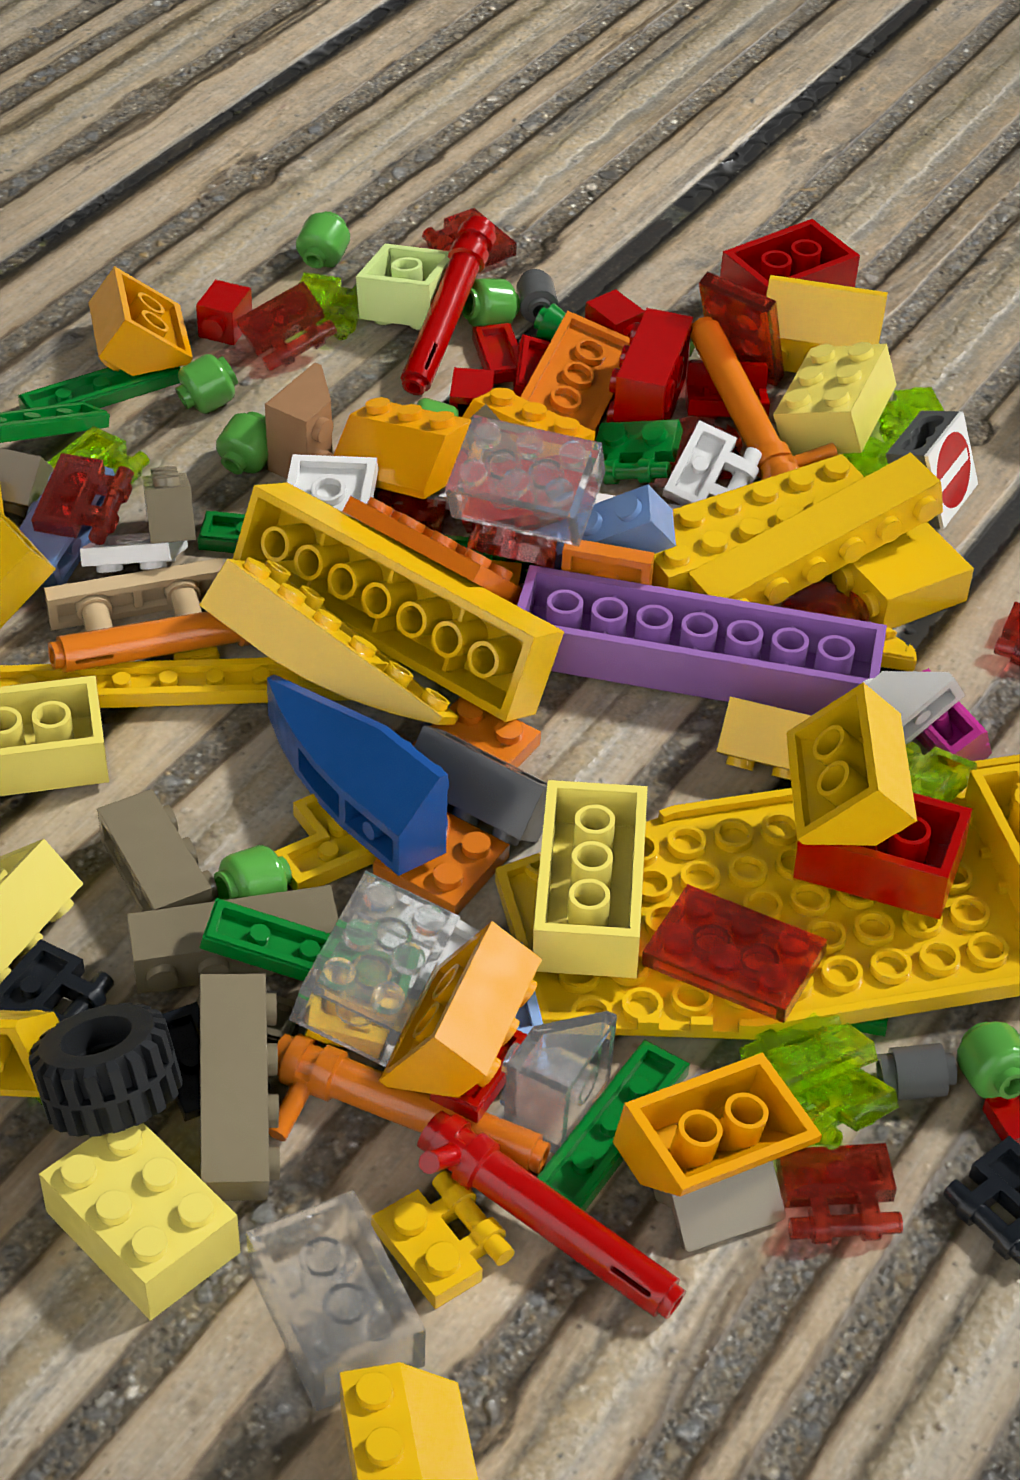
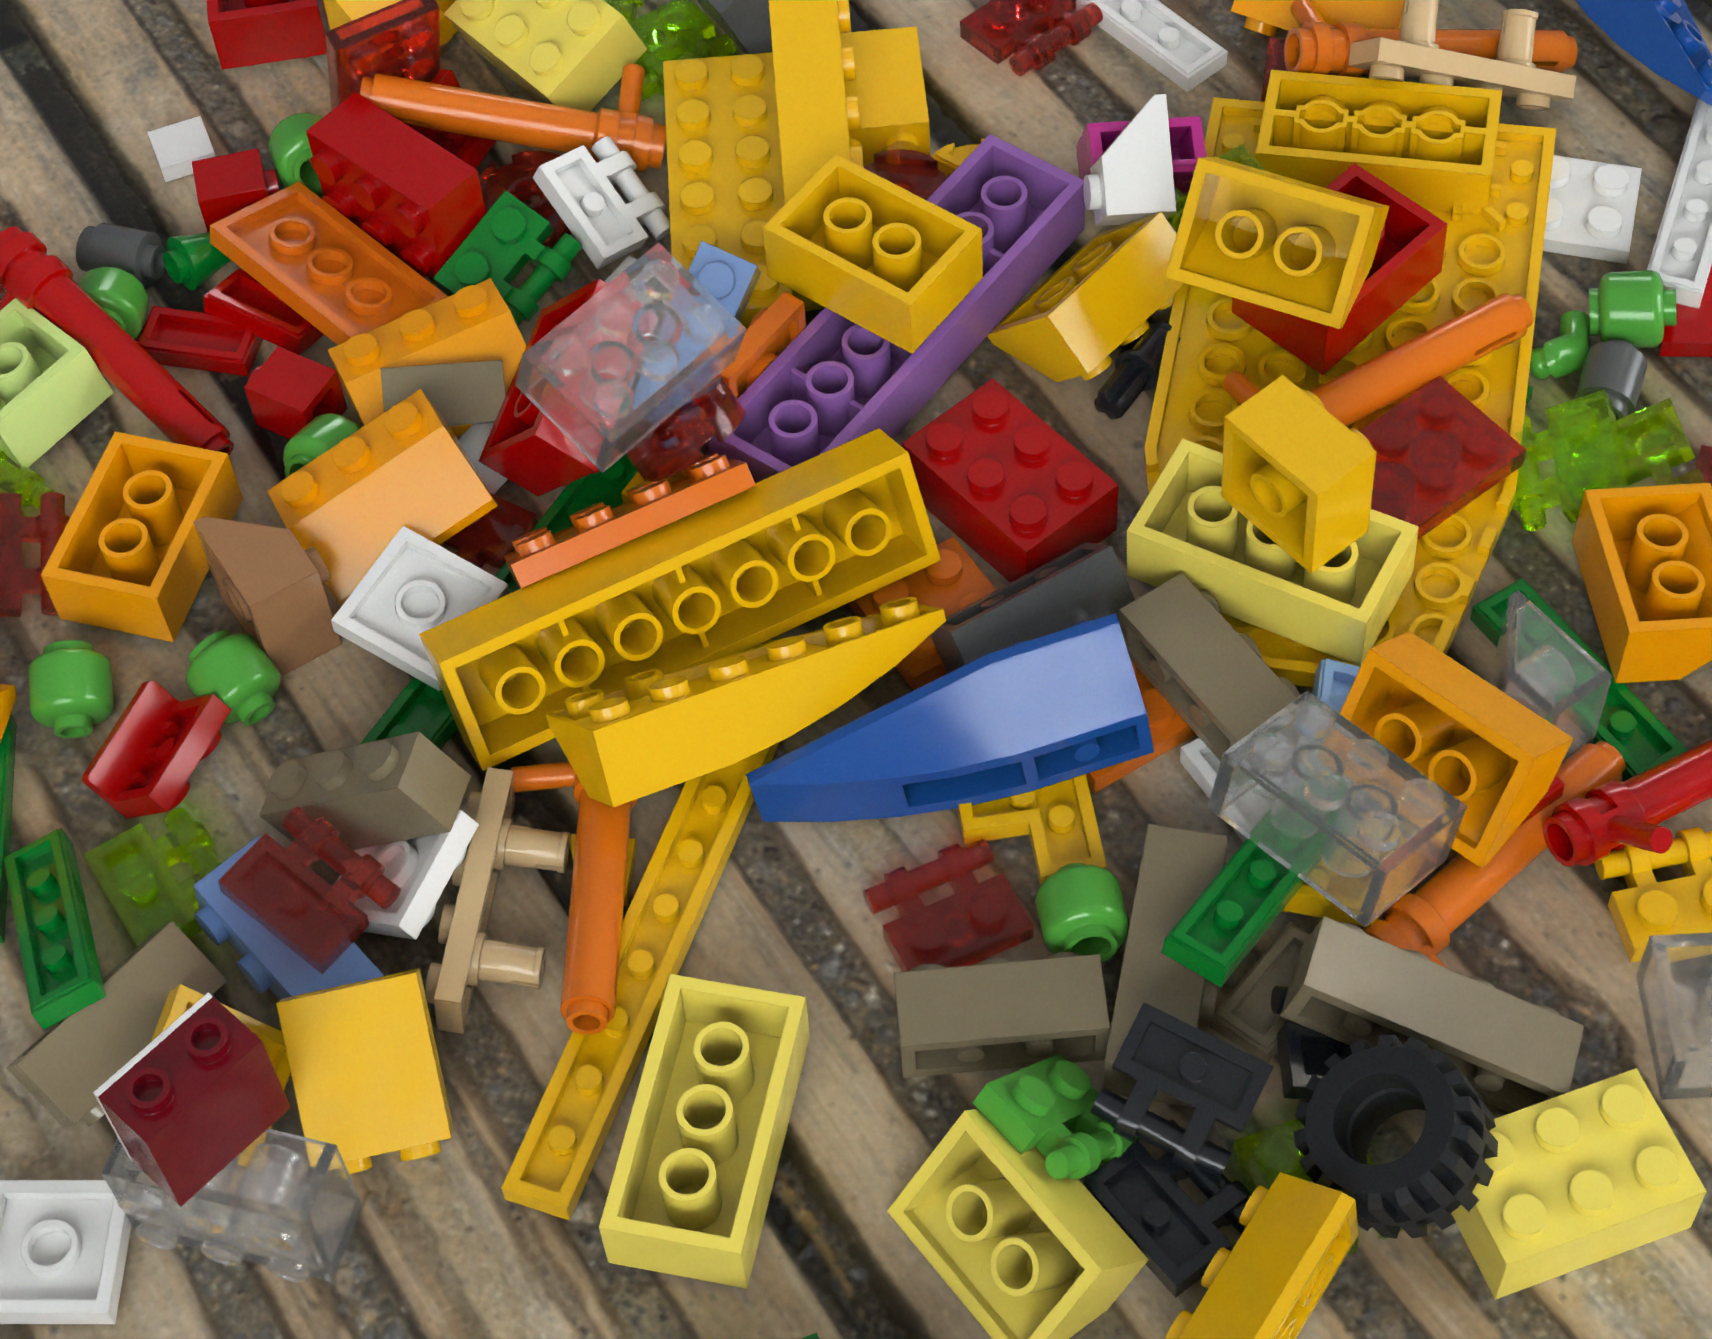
camera: 60 degrees left, 10 degrees up
(84, 895) = (1050, 1111): none -> bright green plate
(125, 953) = (1192, 1070): none -> black plate
(178, 425) = (155, 750): none -> red bracket
(222, 830) = (959, 928): none -> clear red plate
(349, 354) = (132, 540): none -> light orange brick
(482, 872) = (1202, 663): none -> dark tan brick
(598, 731) = (1010, 482): none -> red brick
(615, 828) = (1298, 473): none -> yellow brick
(645, 292) = (179, 146): none -> white tile
(709, 581) = (873, 252): none -> yellow brick
(734, 782) = (1135, 372): none -> black axle
(737, 873) = (1415, 361): none -> orange cylinder
(923, 1029) = (1564, 353): none -> bright green arm

